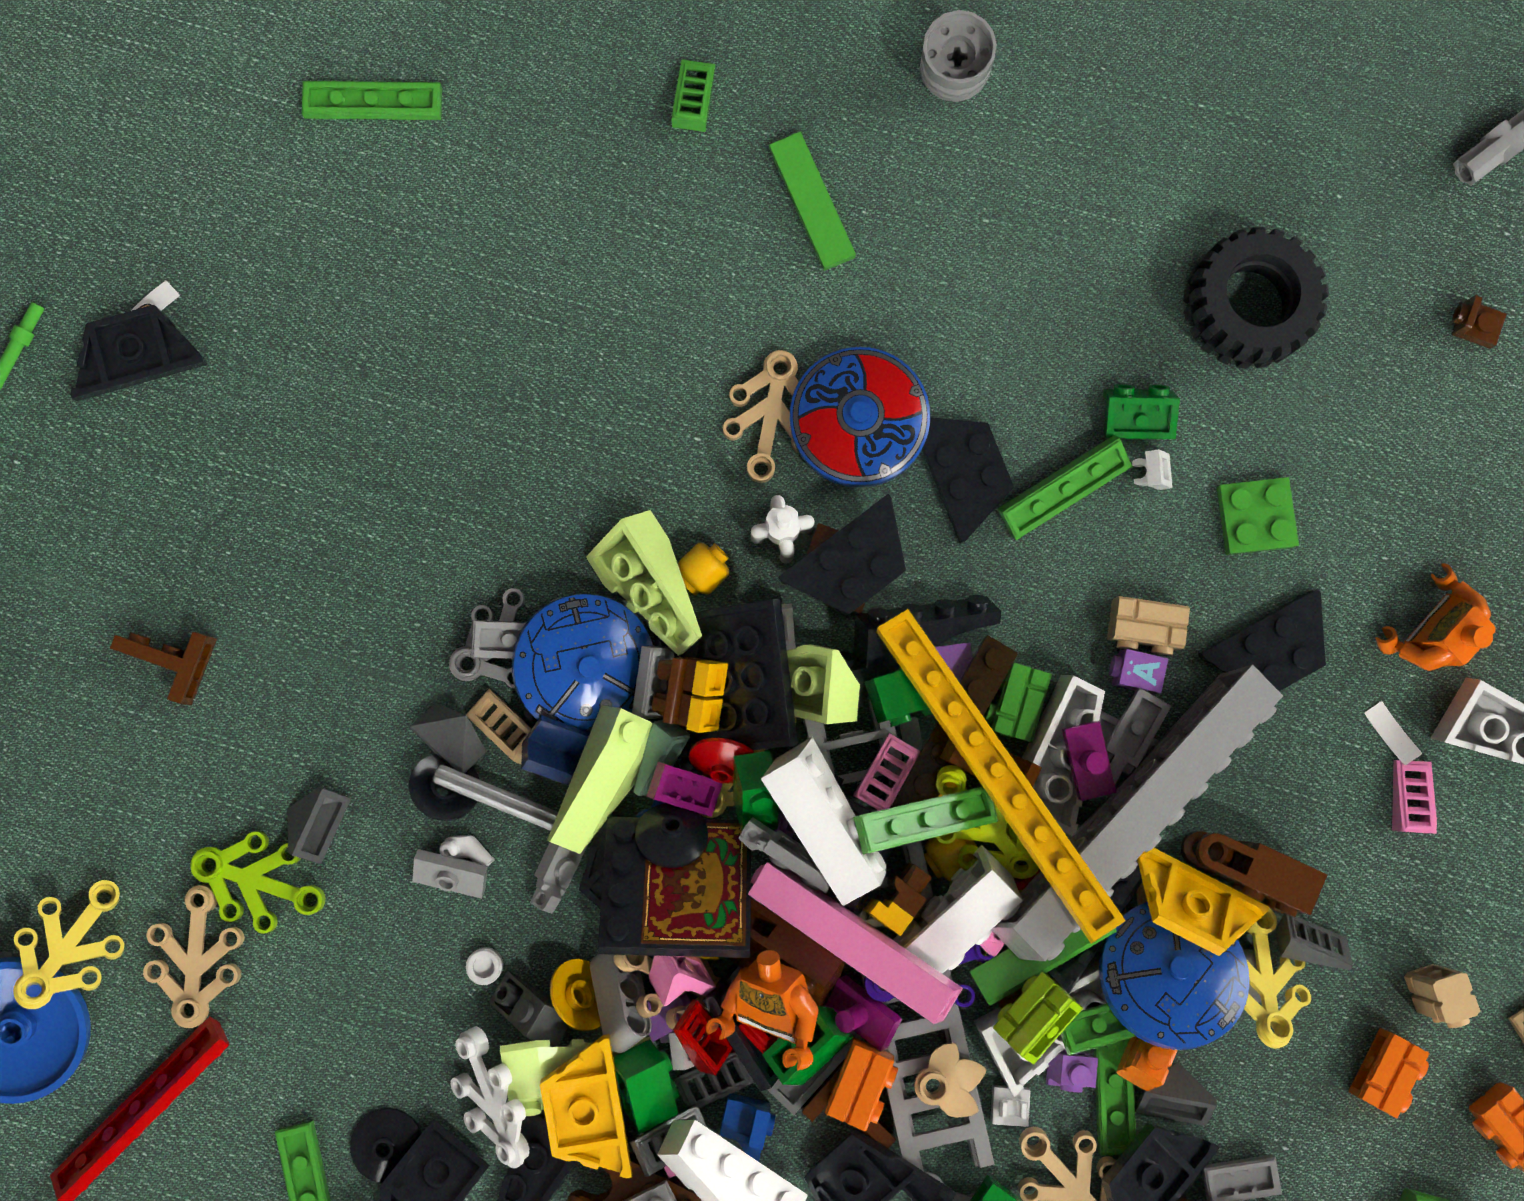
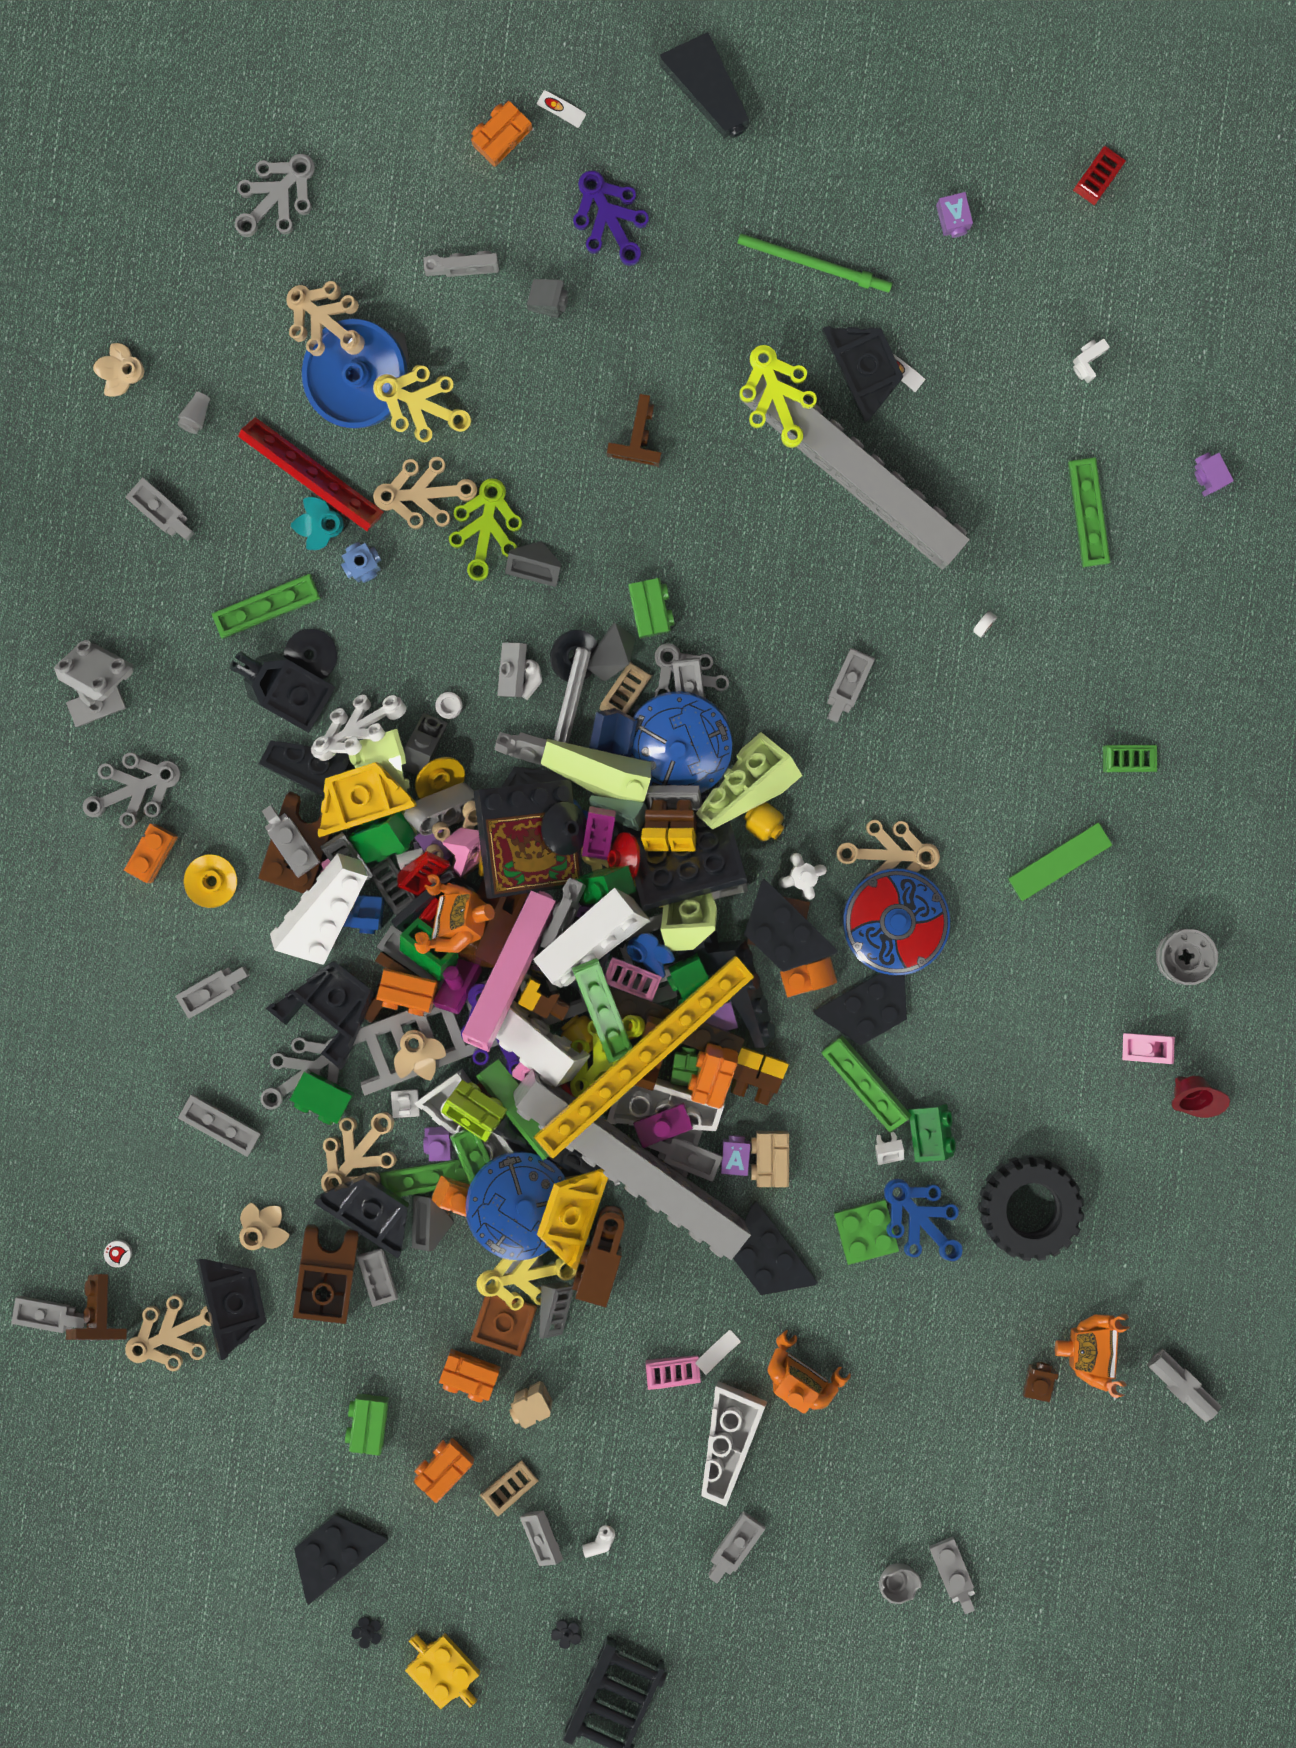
camera: 90 degrees right, 5 degrees up
(131, 463) = (776, 390): none -> neon yellow plant
(179, 78) = (1090, 352): none -> white bracket
(208, 1113) = (314, 523): none -> teal plate
(255, 384) = (868, 479): none -> light grey brick
(281, 1053) = (368, 569): none -> medium blue brick
(398, 677) = (650, 608): none -> bright green brick
(488, 245) = (985, 623): none -> white tile
(540, 433) = (849, 683): none -> light grey hinge
(856, 743) = (650, 953): none -> blue plate
(917, 539) = (809, 977): none -> orange brick
(1031, 622) = (768, 1079): none -> hips
(1032, 683) = (713, 1076): none -> orange brick
(1067, 120) = (1148, 1048): none -> bright pink slope
(1137, 71) = (1198, 1098): none -> dark red piece
(1249, 444) = (919, 1217): none -> blue plant
(1330, 1018) = (503, 1327): none -> dark orange tile
(1448, 246) = (1094, 1351): none -> orange torso

